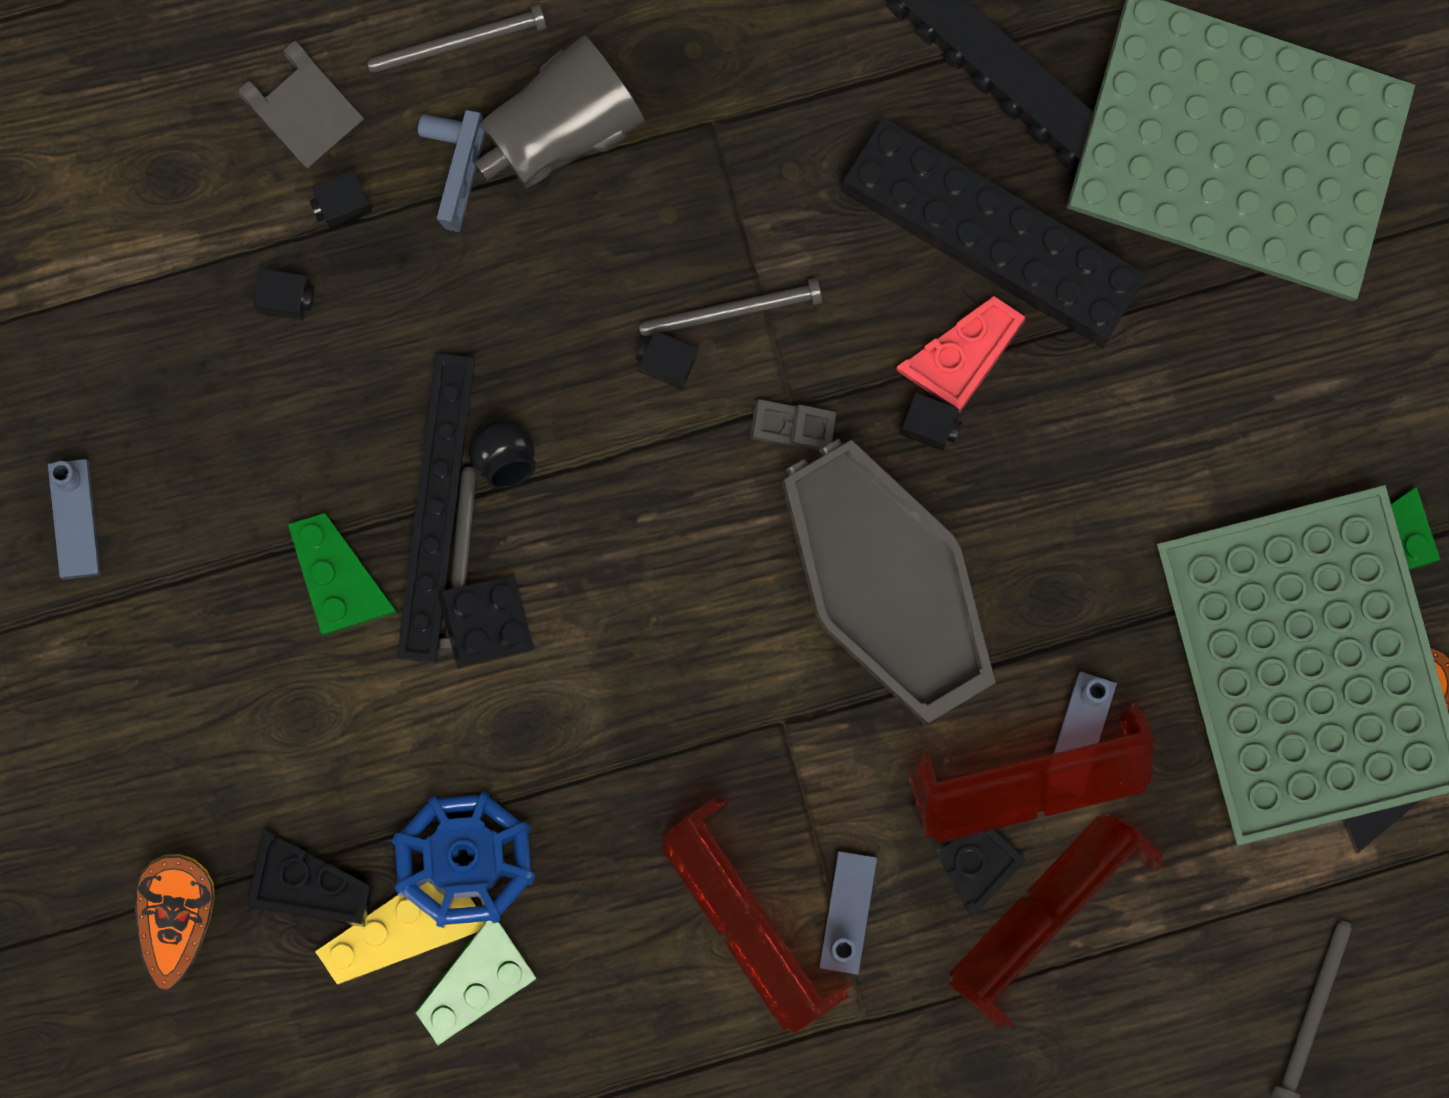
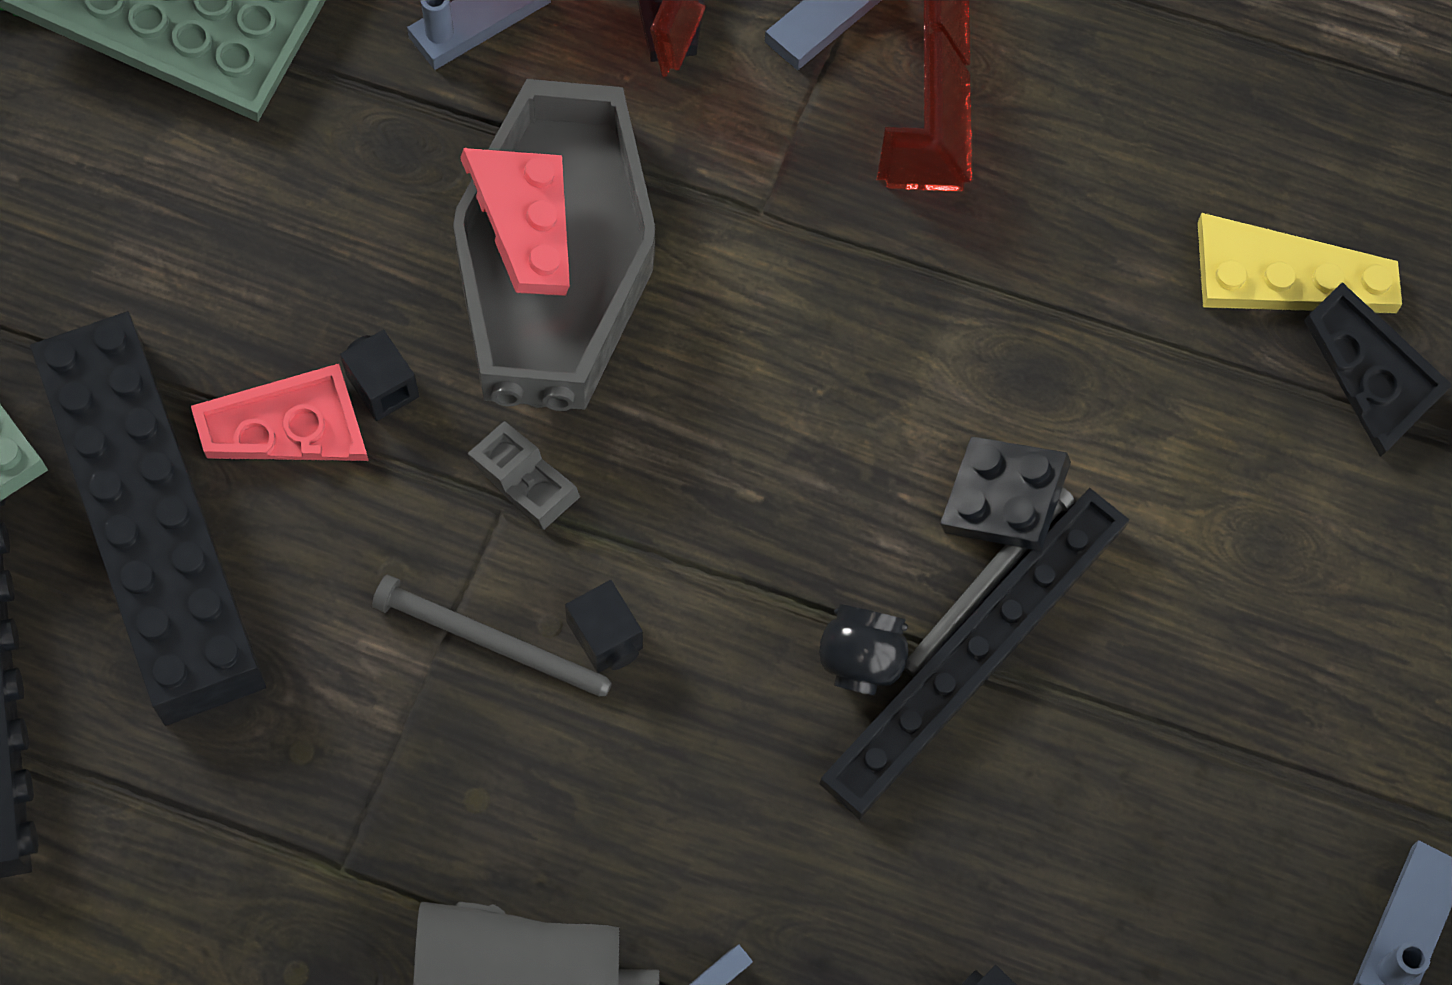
camera: 145 degrees left, 15 degrees down
(335, 578) = (1141, 654): green wing -> none
(458, 880) = (1199, 306): blue plate -> none
(476, 982) = (1243, 174): wing -> none
(911, 573) = (527, 214): none -> coral wing

